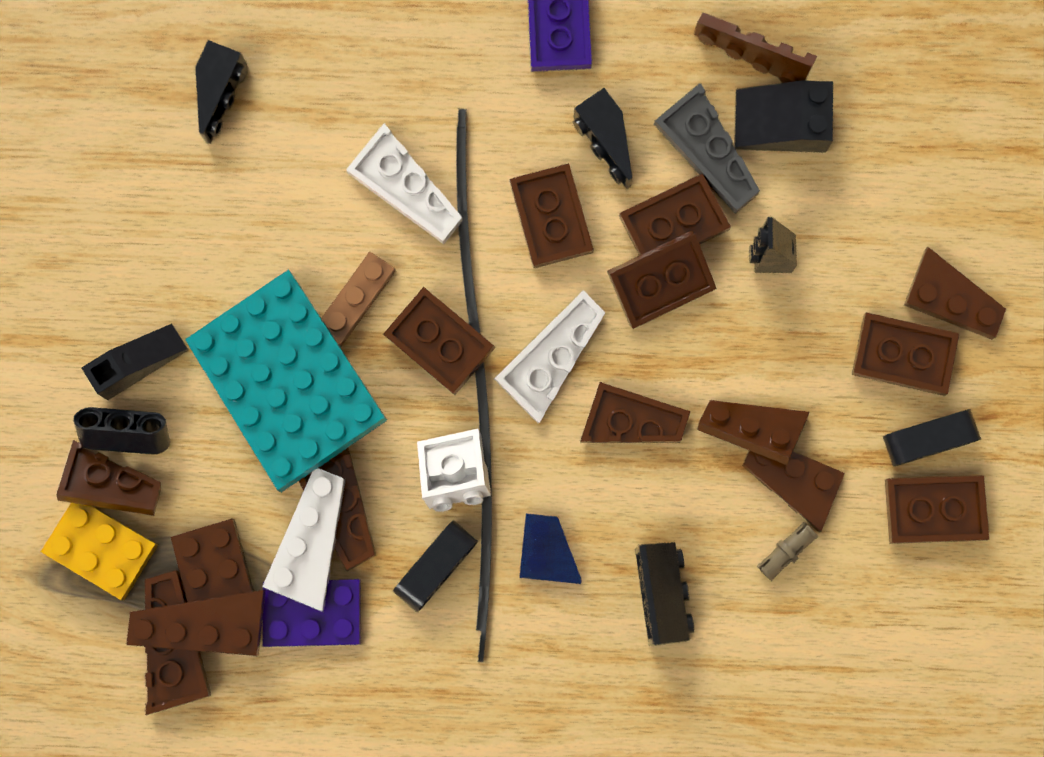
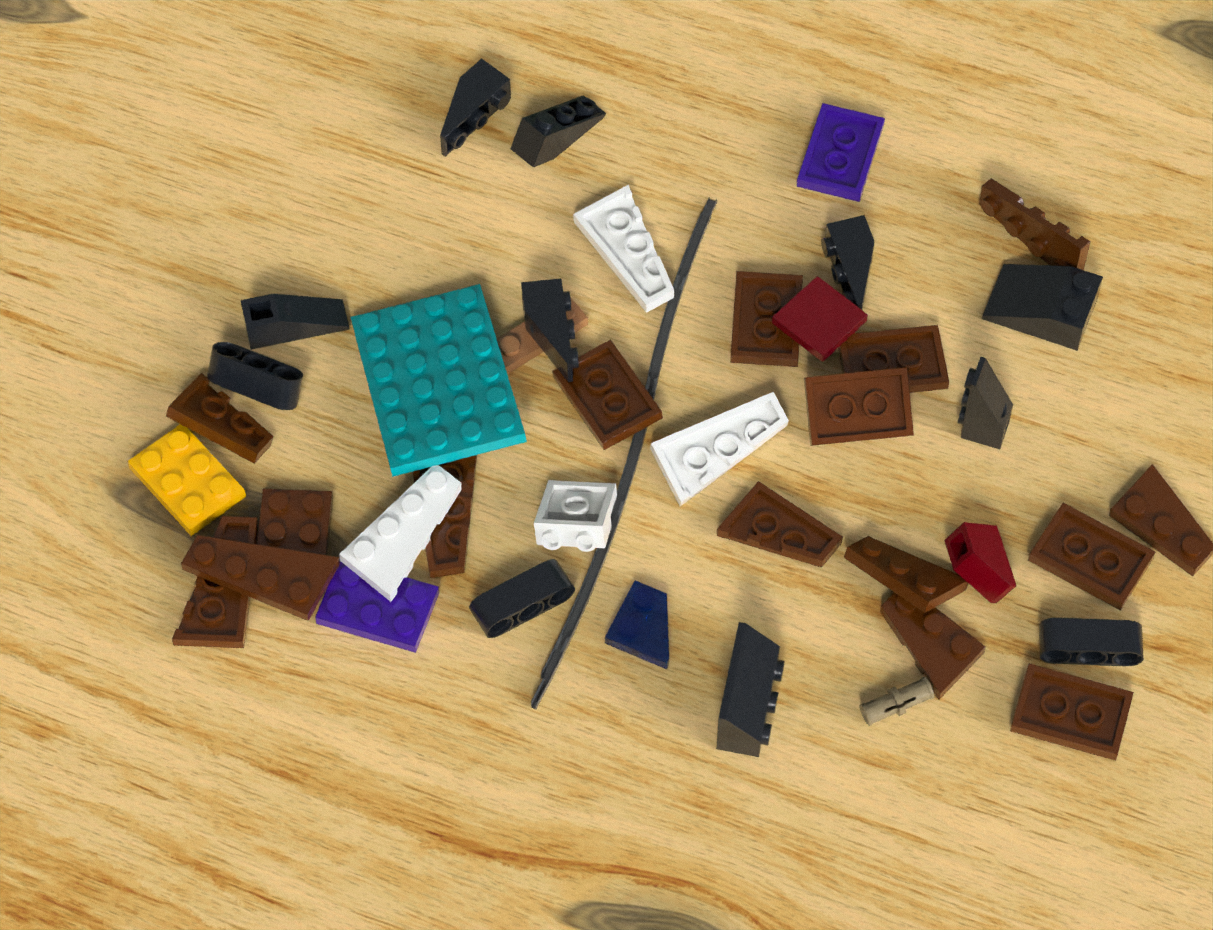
camera: 15 degrees right, 20 degrees down
(299, 86) = (553, 130): none -> black slope
(361, 290) = (547, 322): none -> black slope
(599, 204) = (819, 318): none -> dark red tile
(701, 139) = (950, 298): dark grey wing -> none
(816, 394) = (981, 559): none -> dark red slope

